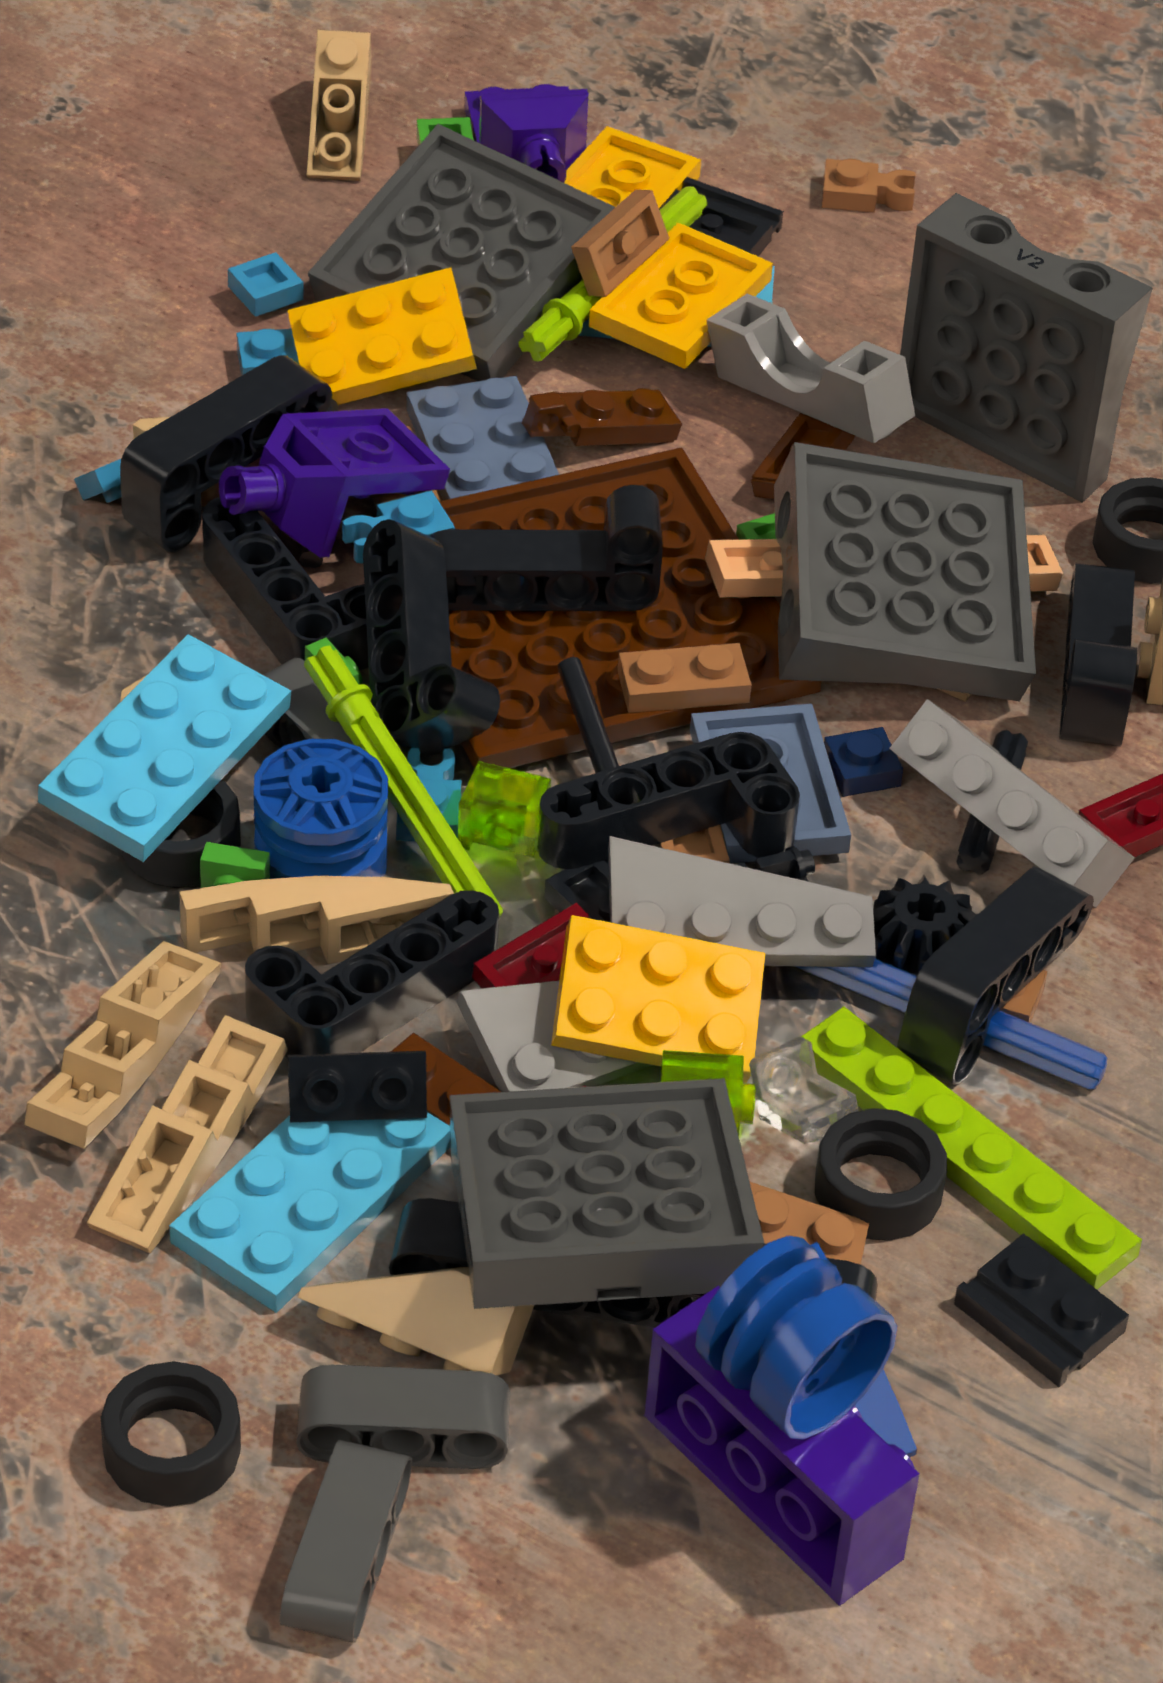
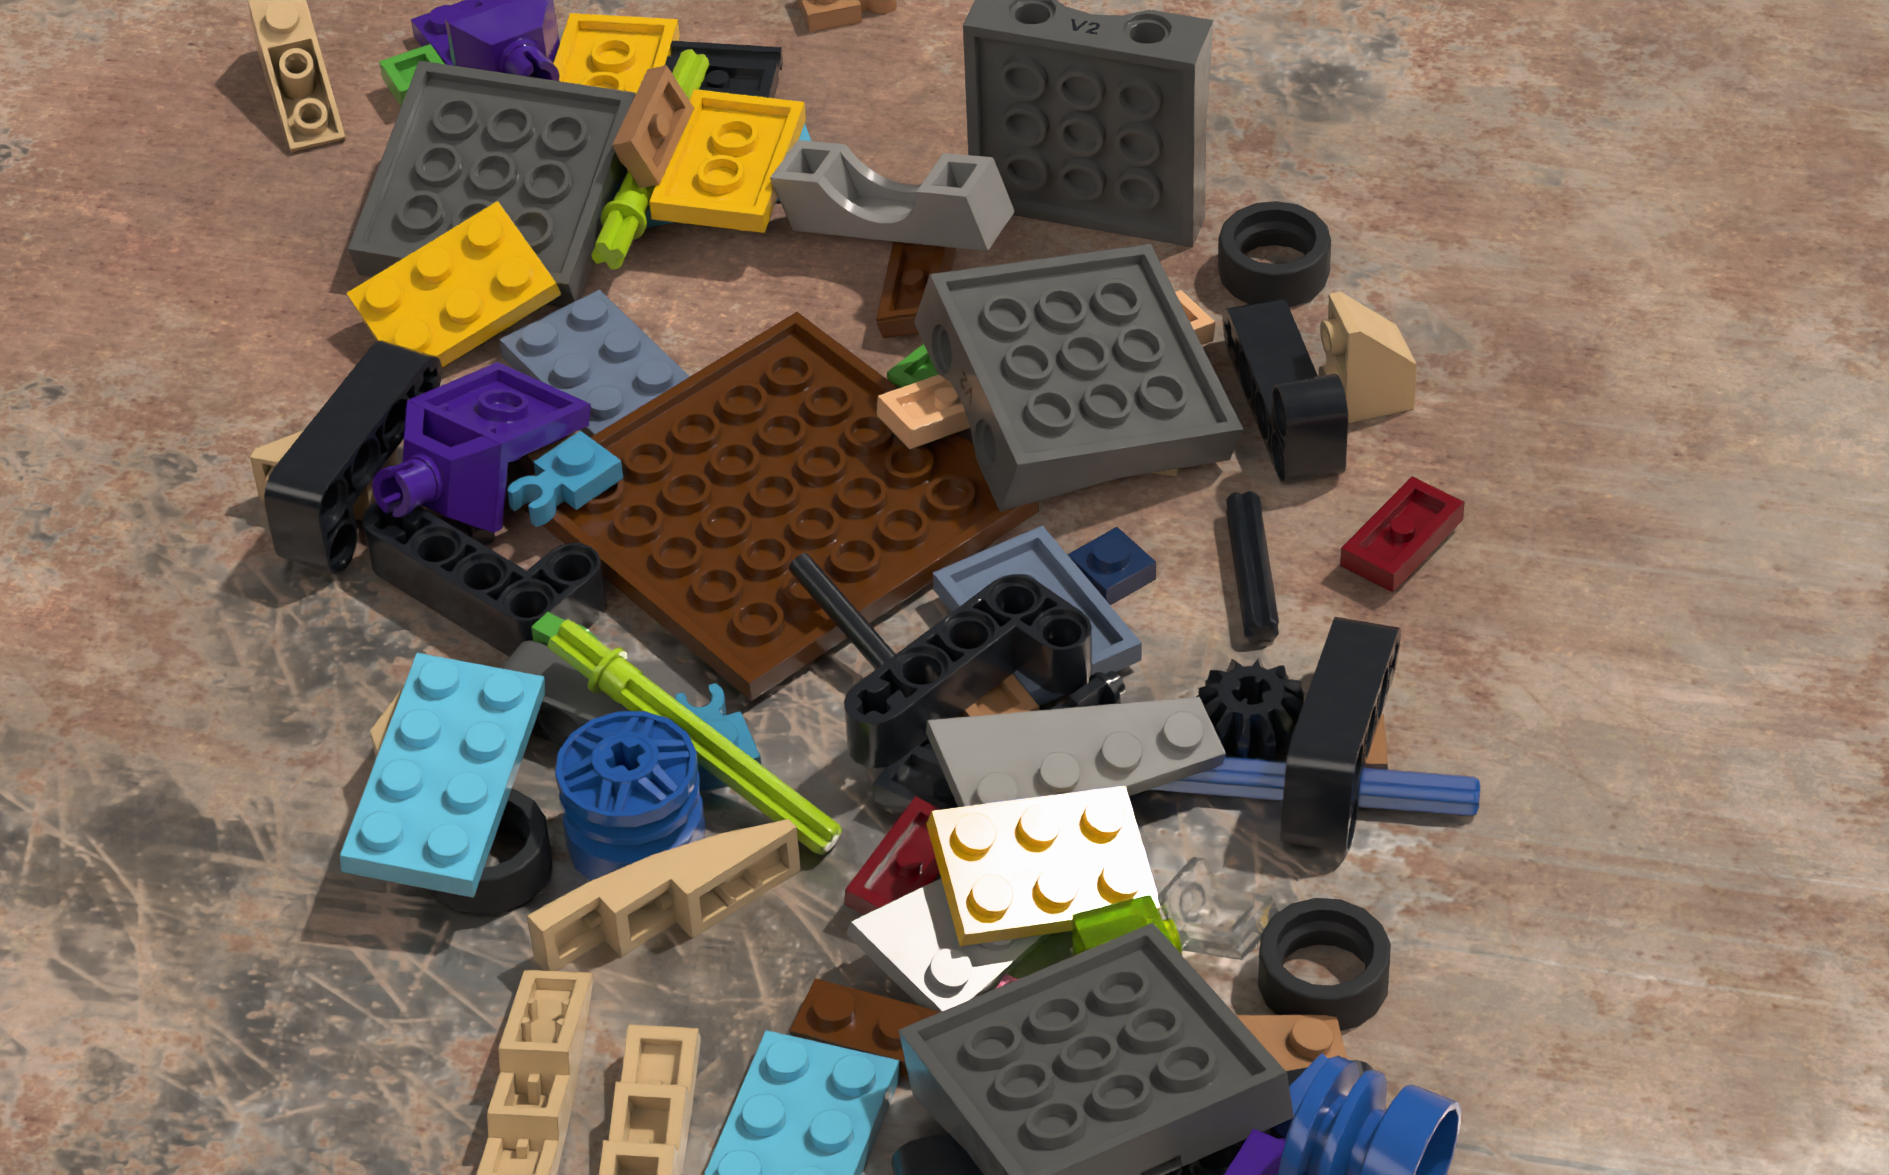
camera: 15 degrees left, 0 degrees up
(101, 480) = (243, 520): dark azure plate -> none
(232, 864) = (562, 872): bright green plate -> none
(262, 345) = (338, 344): dark azure plate -> none
(265, 284) = (306, 273): dark azure plate -> none
(357, 1086) = (796, 1051): black hinge -> none
(376, 986) = (758, 950): black beam -> none
(409, 645) = (635, 594): black beam -> none
(501, 809) = (800, 726): clear neon green brick -> none
(561, 567) = (737, 471): black beam -> none
(603, 417) = (706, 305): reddish brown hinge -> none
(684, 678) = (911, 539): medium nougat plate -> none
(979, 1153) = (1415, 917): lime plate -> none
(1010, 802) = (1276, 560): light grey arch -> none
(1041, 1309) = (1531, 1044): black plate -> none

